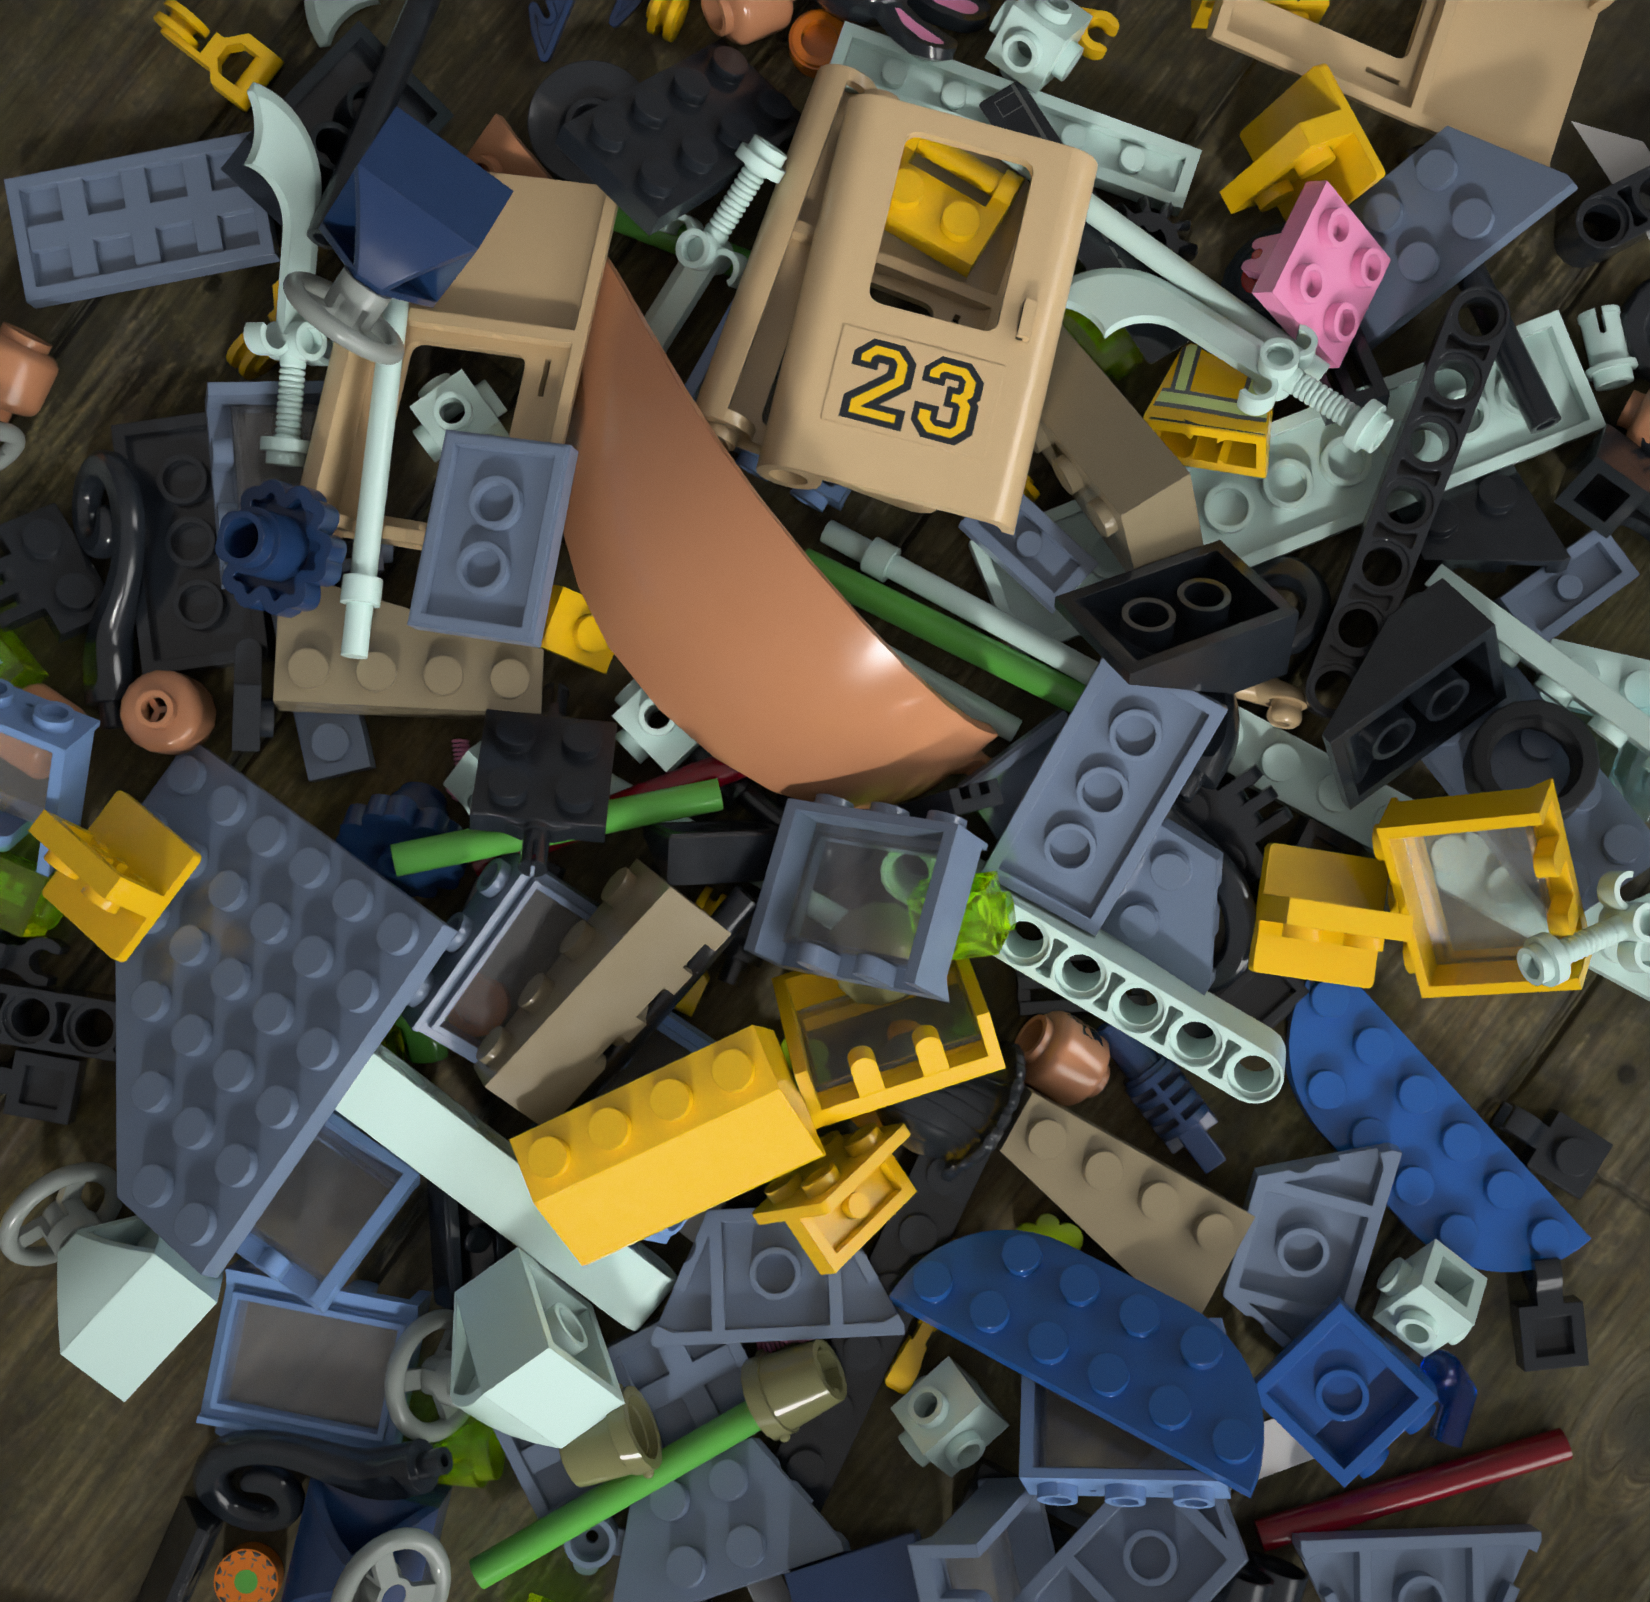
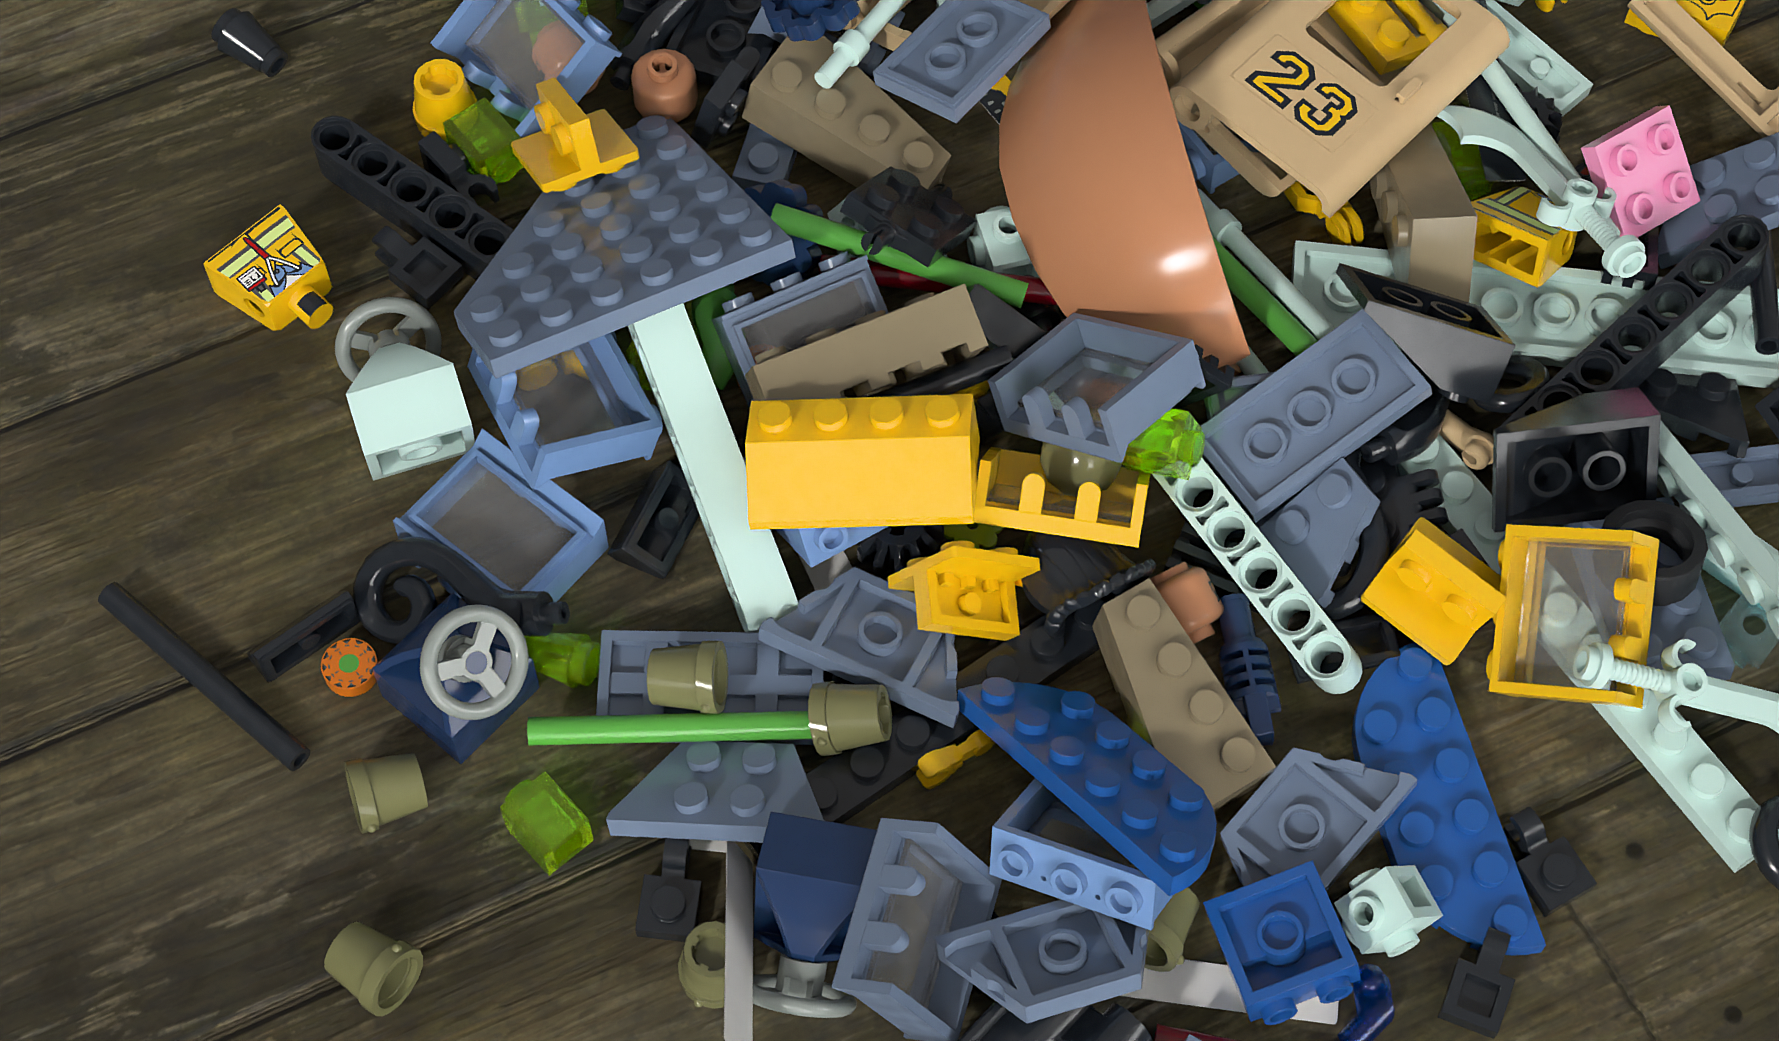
camera: 25 degrees right, 25 degrees down
(512, 1355) = (653, 585): light aqua piece -> none
(573, 631) = (976, 167): yellow bracket -> none
(590, 1555) = (613, 757): sand blue plate -> none
(947, 1419) = (956, 800): light aqua brick -> none
(1036, 555) = (1330, 243): sand blue plate -> none
(1304, 139) = (1681, 85): yellow bracket -> none

